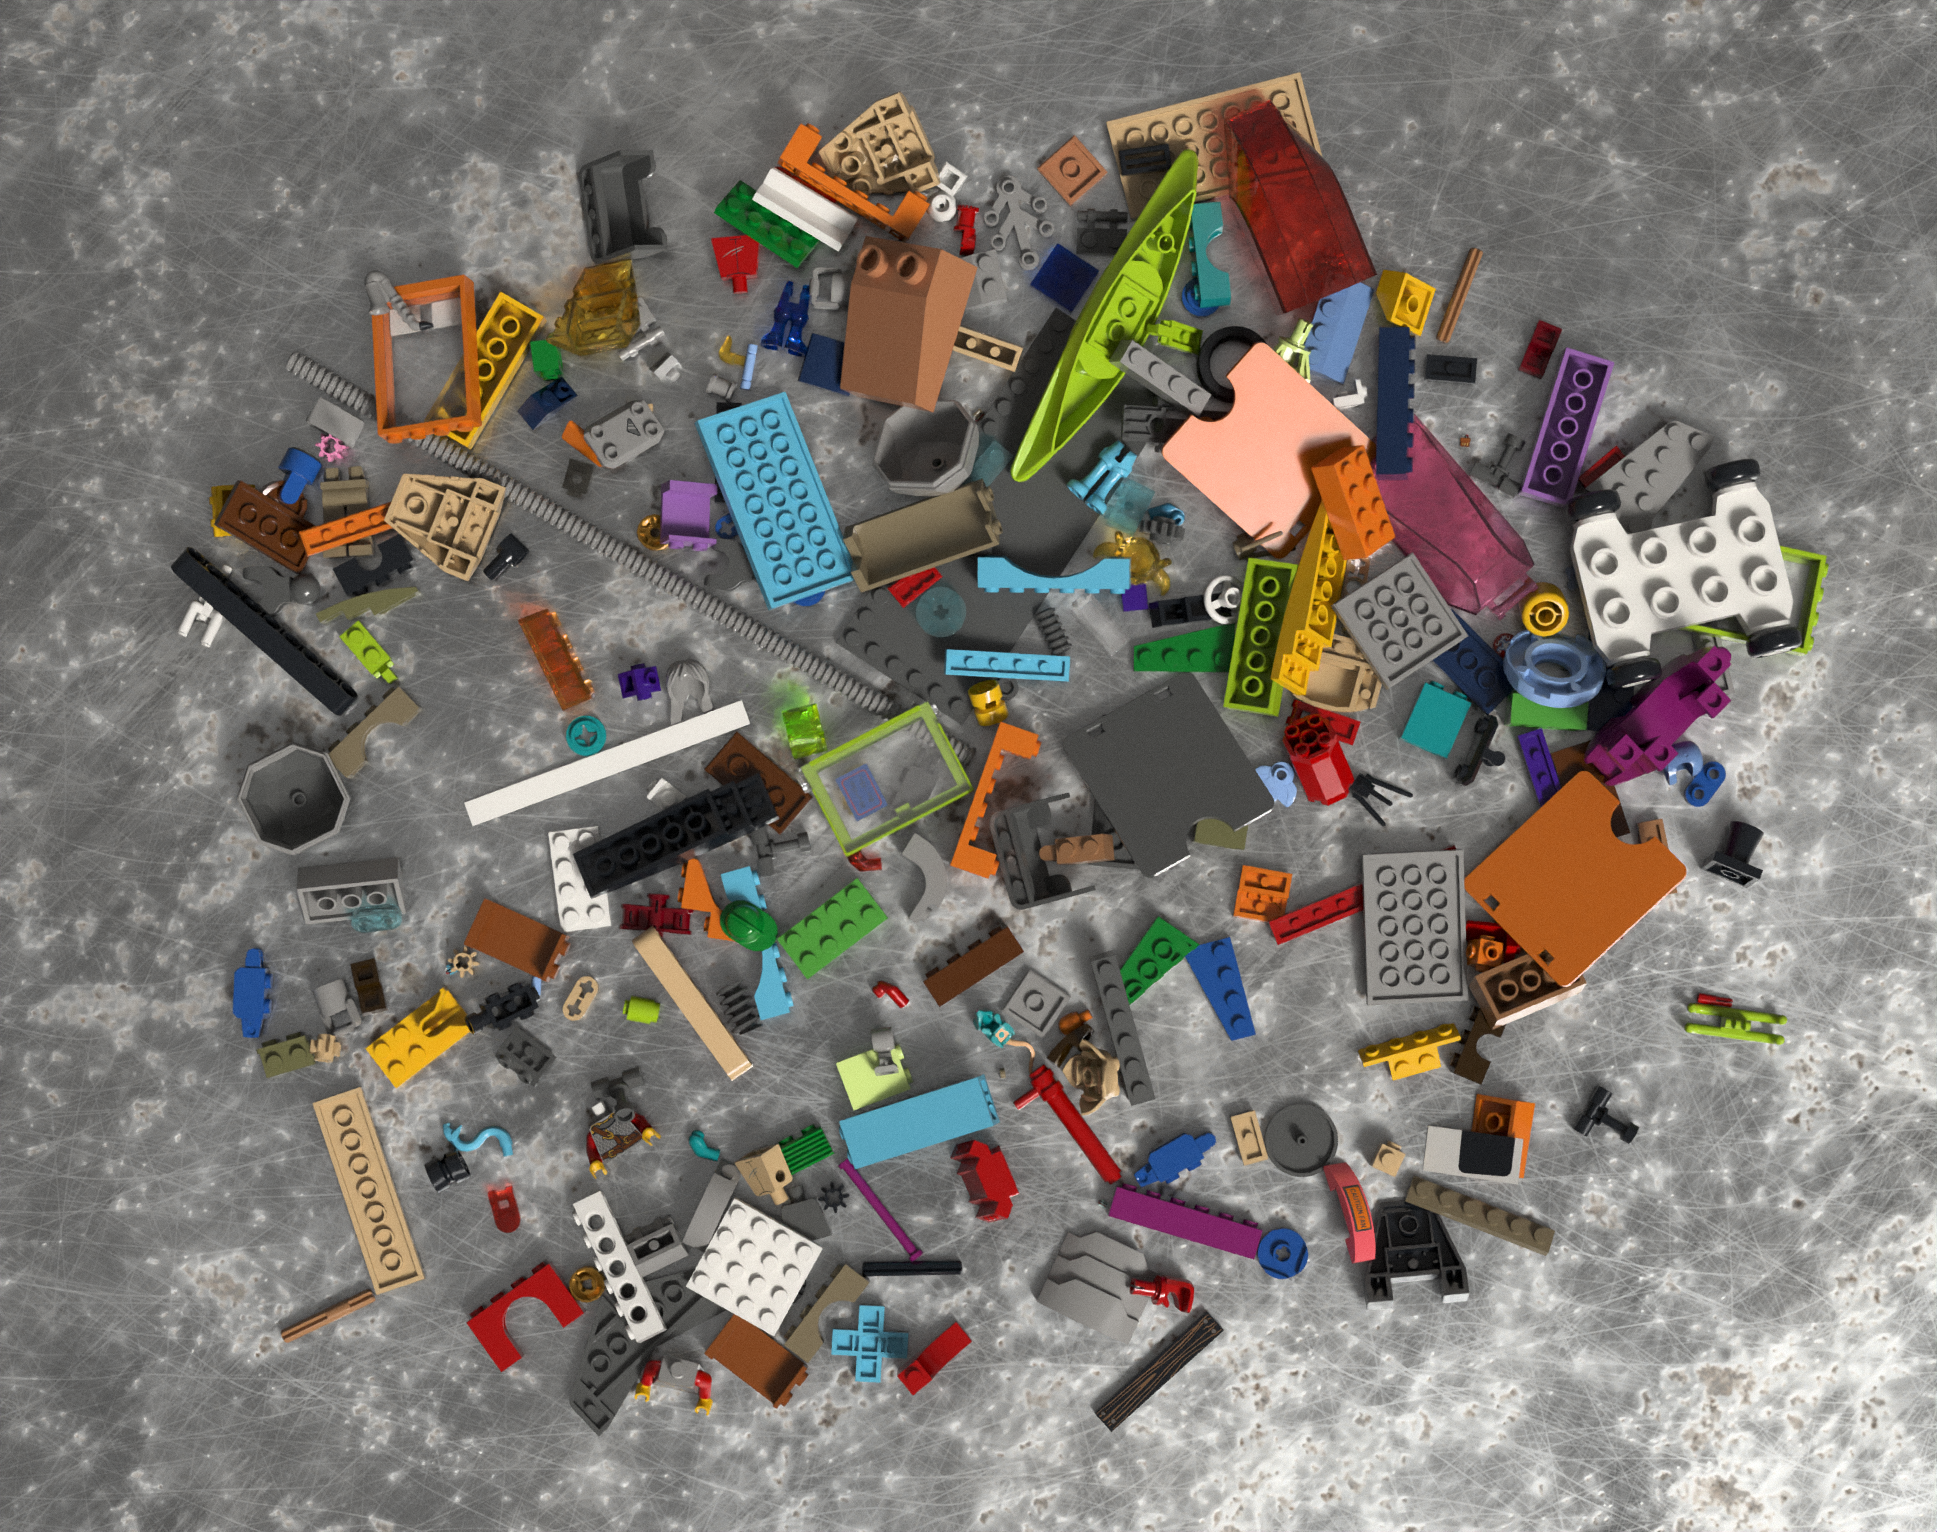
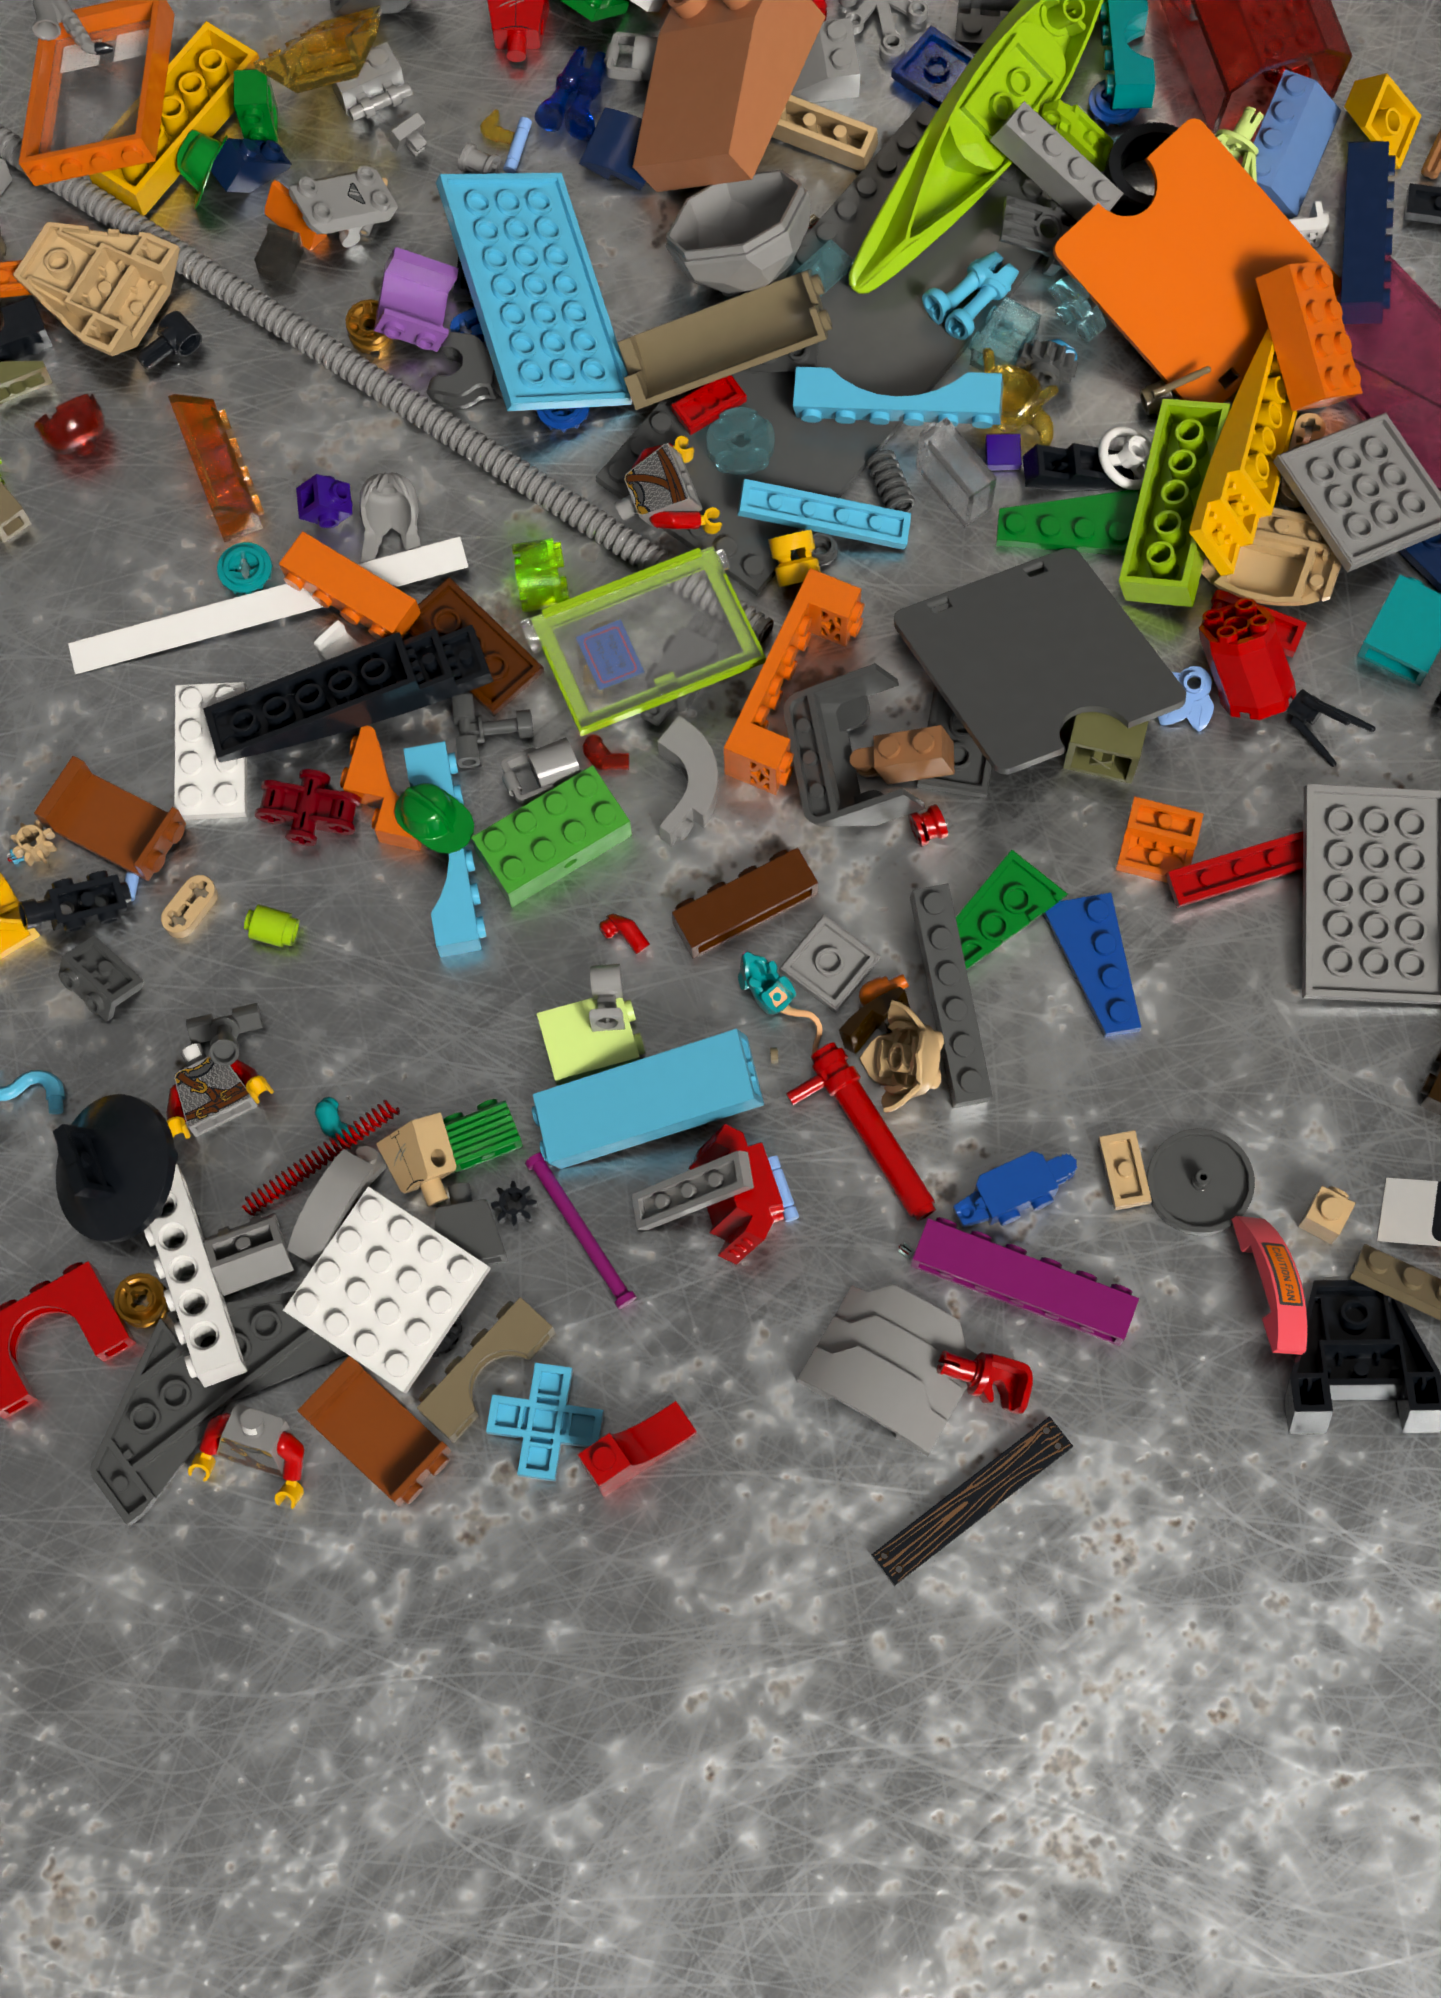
camera: 10 degrees right, 15 degrees down
(445, 636) = (73, 426): none -> clear red cylinder
(507, 1218) = (40, 1199): clear red plate -> none
(510, 410) = (196, 160): none -> green piece
(559, 1199) = (114, 1167): none -> black bracket
(666, 752) = (348, 588): none -> orange brick
(692, 1003) = (343, 917): tan beam -> none
(697, 1179) = (320, 1162): none -> red piece
(738, 1008) = (405, 931): dark grey piece -> none
(828, 877) = (549, 765): none -> light grey piece
(888, 659) = (664, 491): none -> torso
(912, 1268) = (618, 1318): black axle -> none
(955, 1184) = (692, 1190): none -> light grey plate
(1015, 1168) = (790, 1212): none -> light blue wheel
(1098, 898) = (928, 825): none -> red wheel
(1182, 485) = (1076, 309): none -> clear light blue plate
(1288, 1266) = (1185, 1331): blue plate -> none
(1411, 1053) = (1366, 1072): yellow bracket -> none

